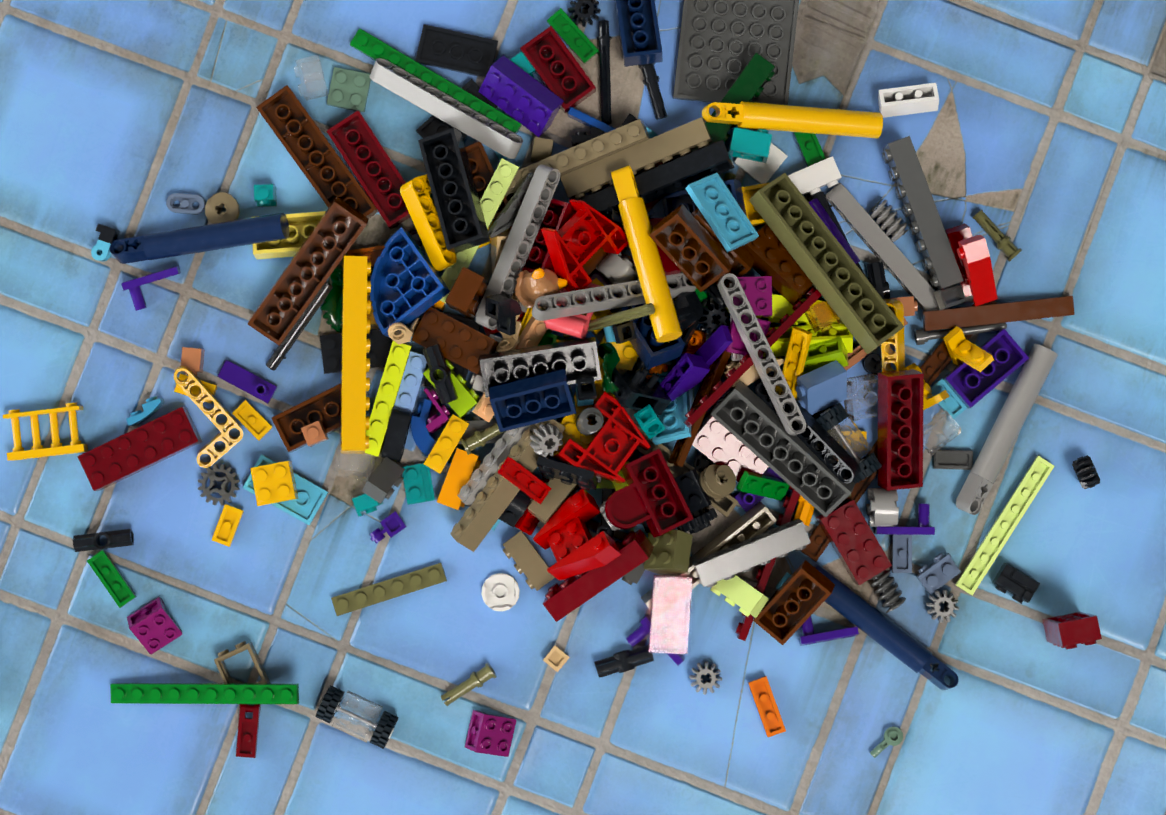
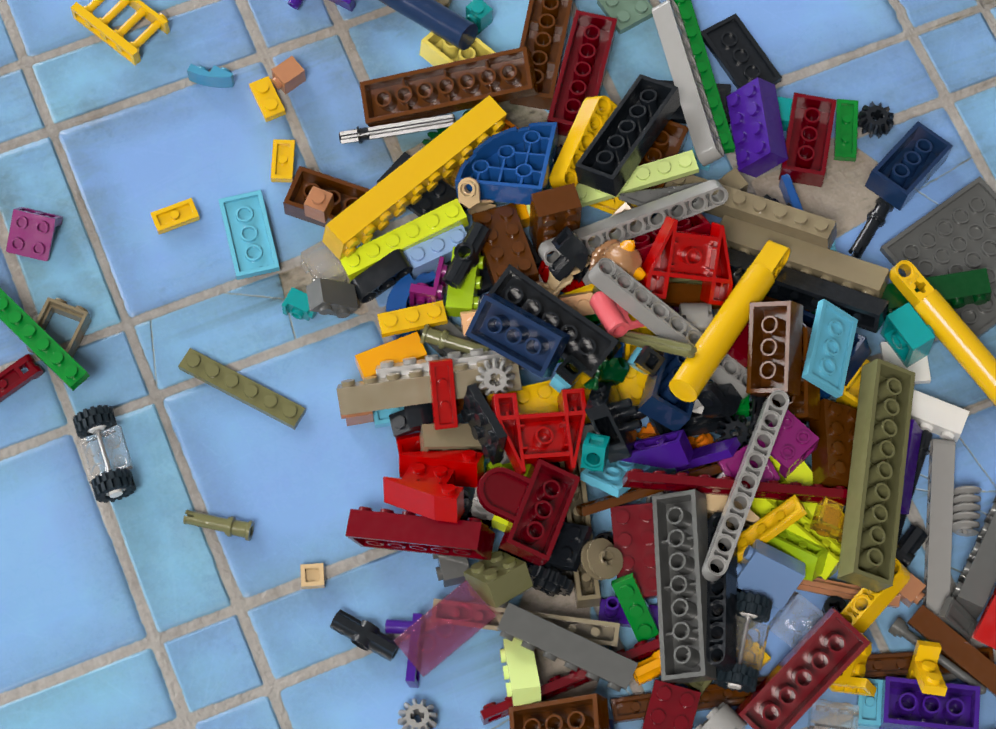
camera: 40 degrees right, 20 degrees down
(92, 541) = (62, 126): black piece -> none
(111, 578) = (43, 167): green plate -> none
(139, 449) = (175, 97): dark red brick -> none
(207, 491) = (200, 177): dark grey gear -> none
(212, 413) = (258, 123): yellow beam -> none
(247, 381) = (311, 132): dark purple piece -> none
(274, 483) = (246, 215): yellow brick -> none
(391, 525) = (299, 342): dark purple plate -> none
(418, 484) = (355, 333): teal plate -> none
(490, 734) = (193, 581): magenta bracket -> none
(500, 592) = (326, 480): white tile -> none
(528, 561) = (379, 462): dark tan brick -> none
(582, 421) = (546, 397): dark grey piece -> none
(605, 83) = (869, 155): black axle -> none
(809, 147) = (958, 387): green plate -> none

